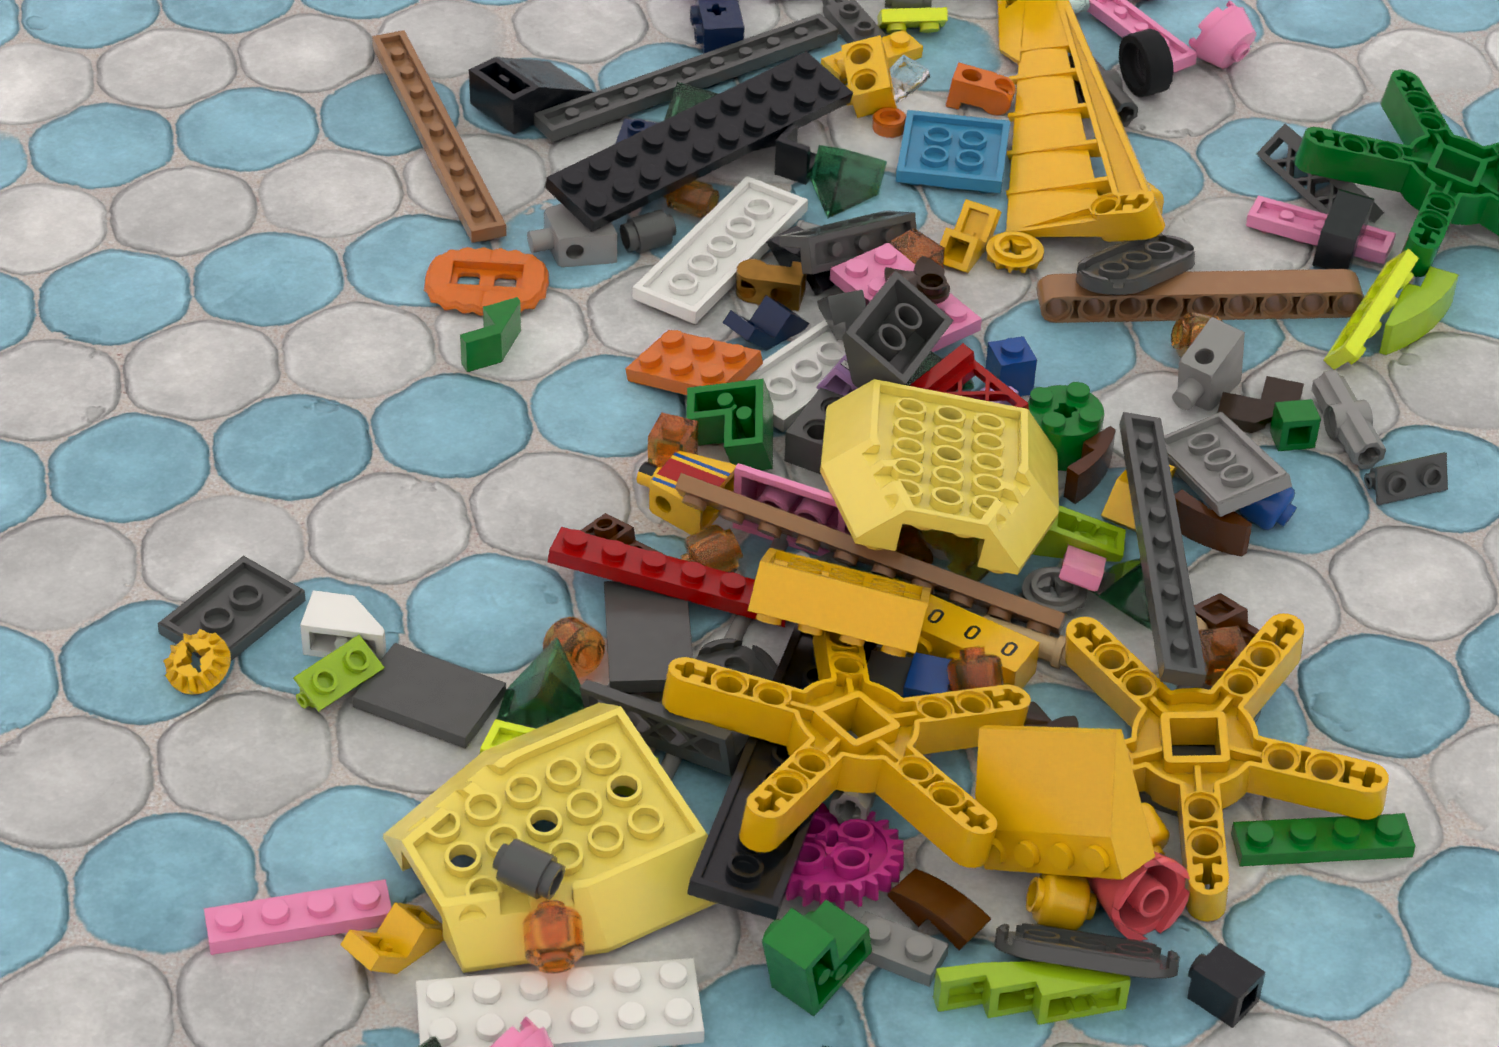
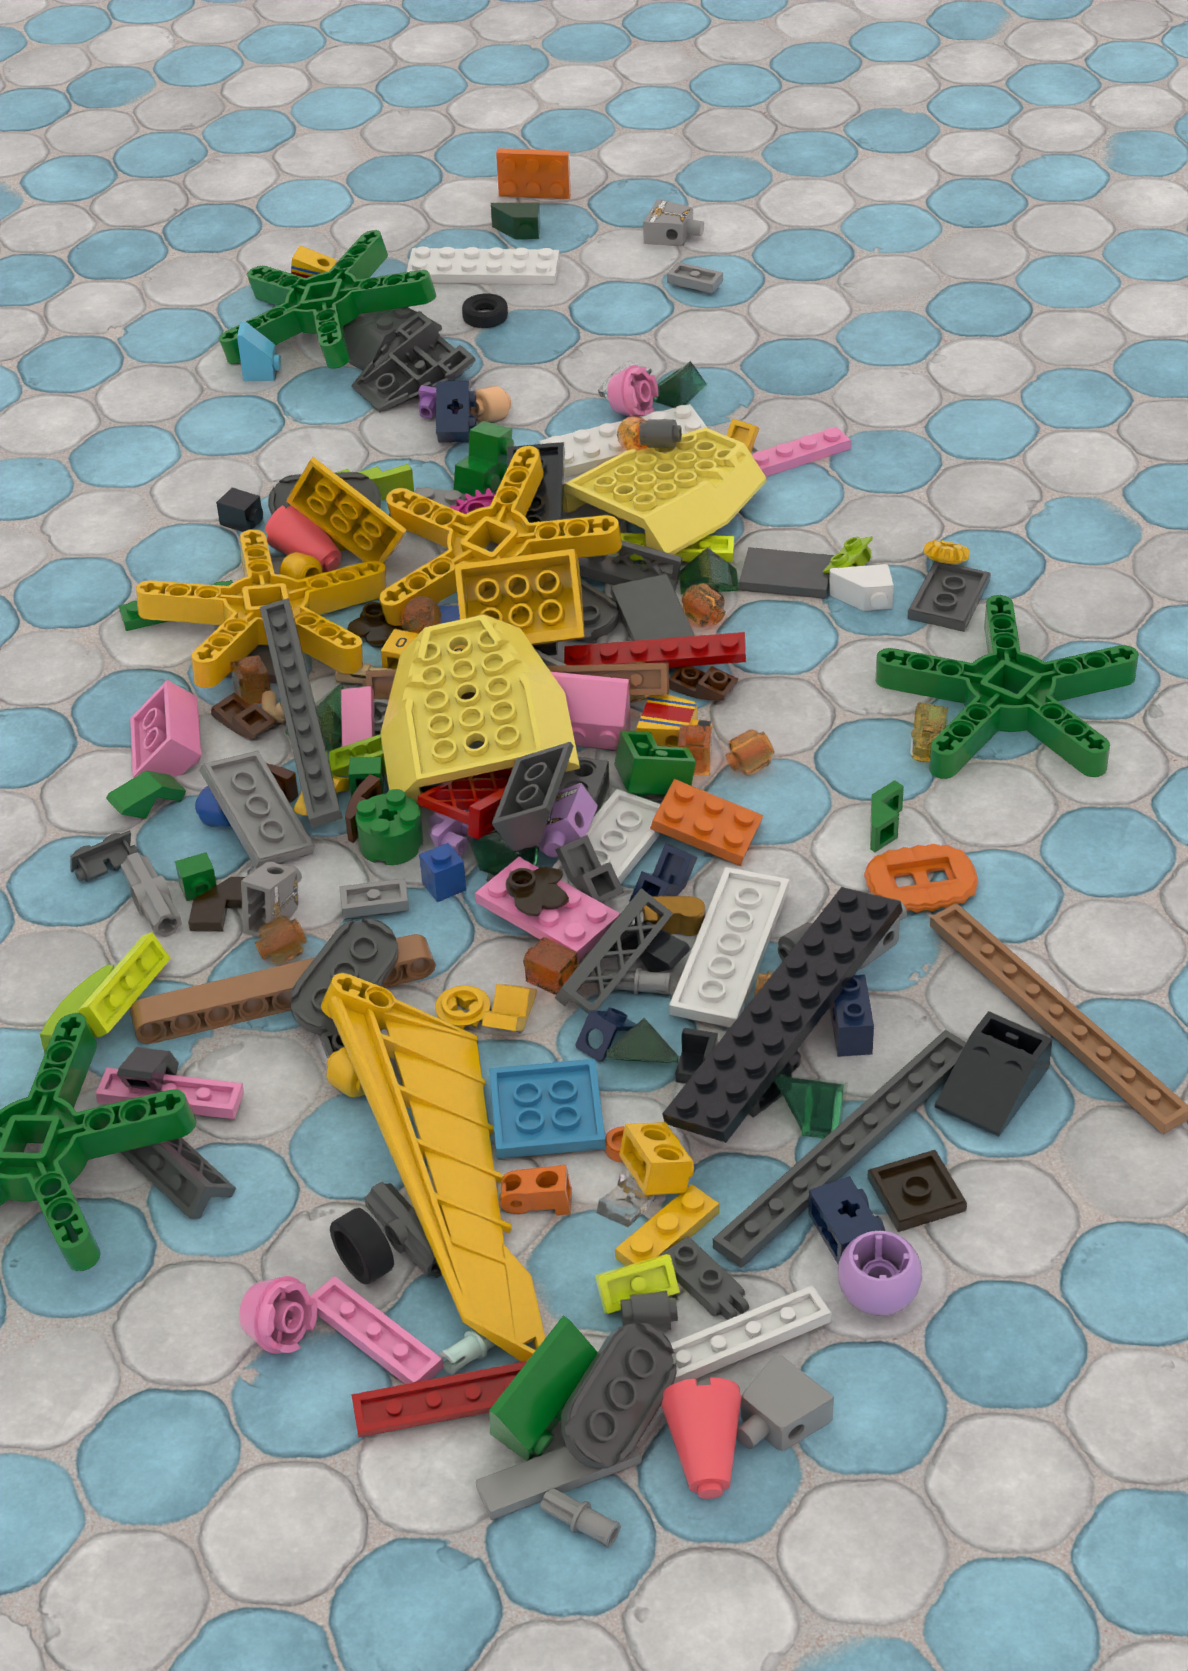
camera: 170 degrees right, 0 degrees up
(281, 464) = (994, 709): none -> green beam
(382, 419) = (928, 724): none -> clear yellow leg
(607, 434) = (750, 752): none -> clear orange head
(642, 45) = (916, 1190): none -> dark brown tile
(869, 199) = (608, 1023): none -> dark blue bracket
(1083, 494) = (361, 768): none -> green plate
(1091, 367) = (374, 898): none -> light grey plate
(1337, 610) = (166, 732): none -> bright pink slope
(1356, 531) = (140, 793): none -> green slope

